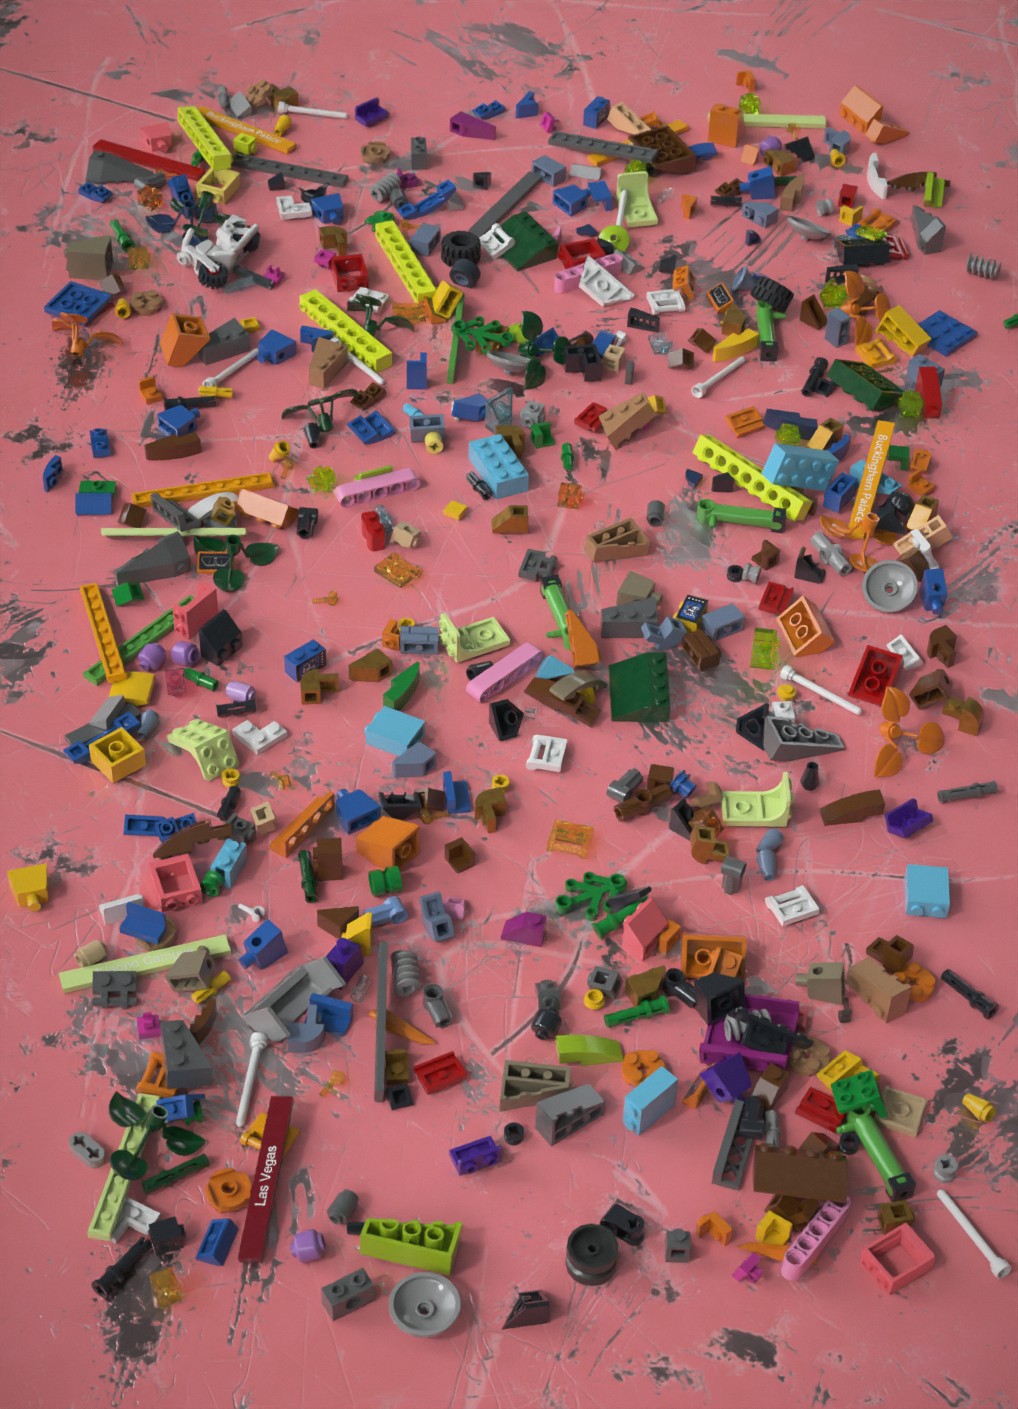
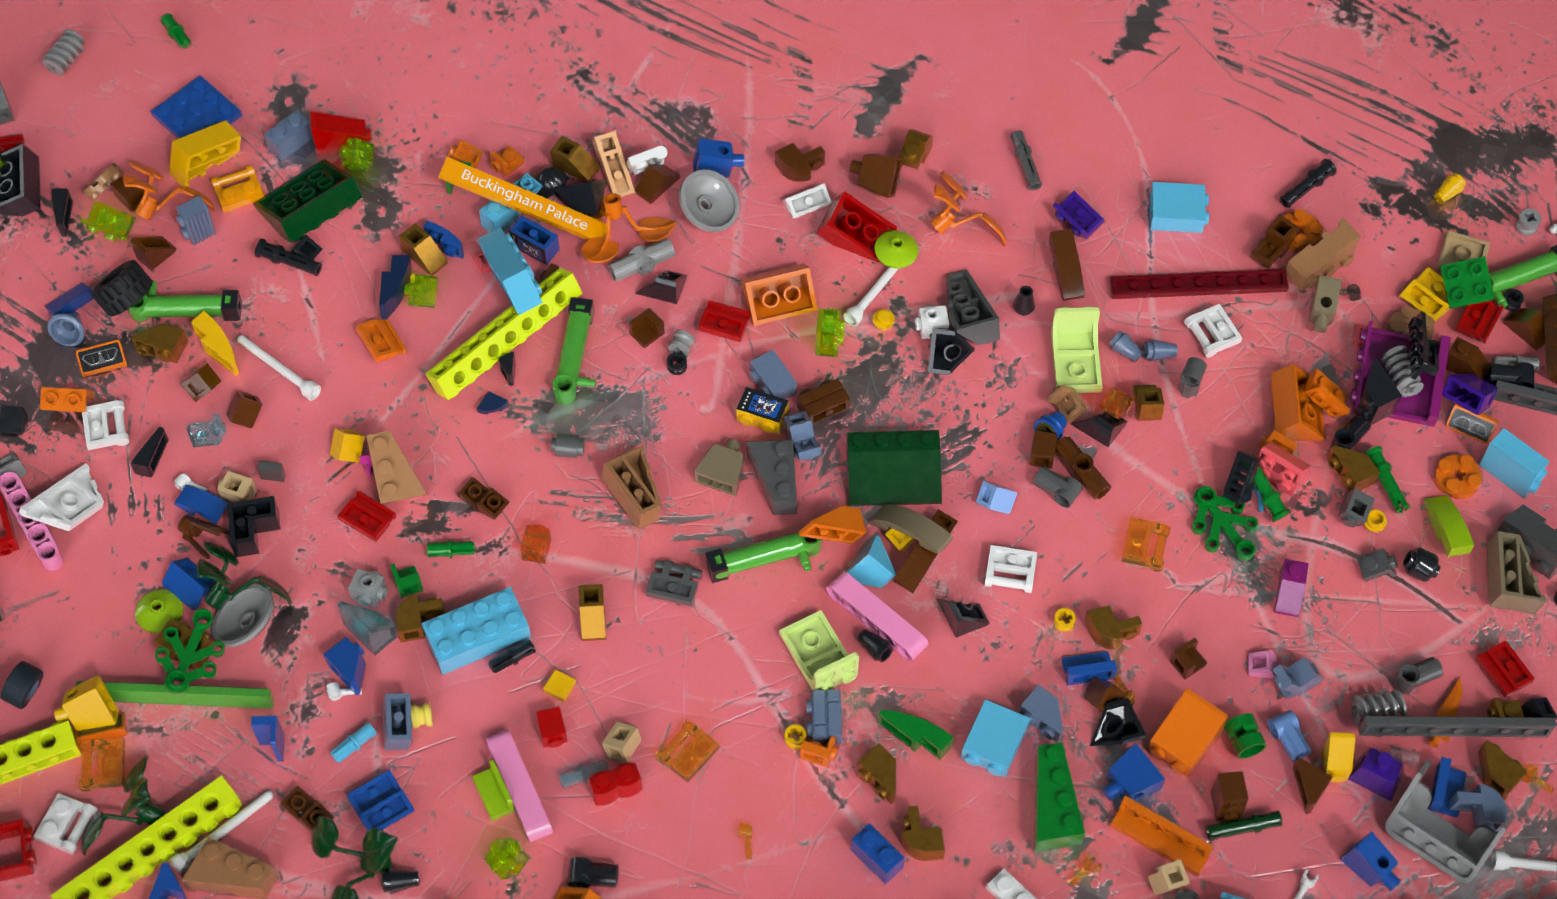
camera: 90 degrees left, 15 degrees up
(340, 760) = (1056, 806): none -> green wedge
(341, 1051) = (1499, 769): none -> pearl gold slope
(420, 502) = (551, 727): none -> red brick
(610, 473) = (482, 499): none -> reddish brown slope
(613, 747) = (996, 497): none -> light blue panel
(844, 902) = (1198, 284): none -> dark red tile
(857, 700) = (896, 256): none -> lime dish

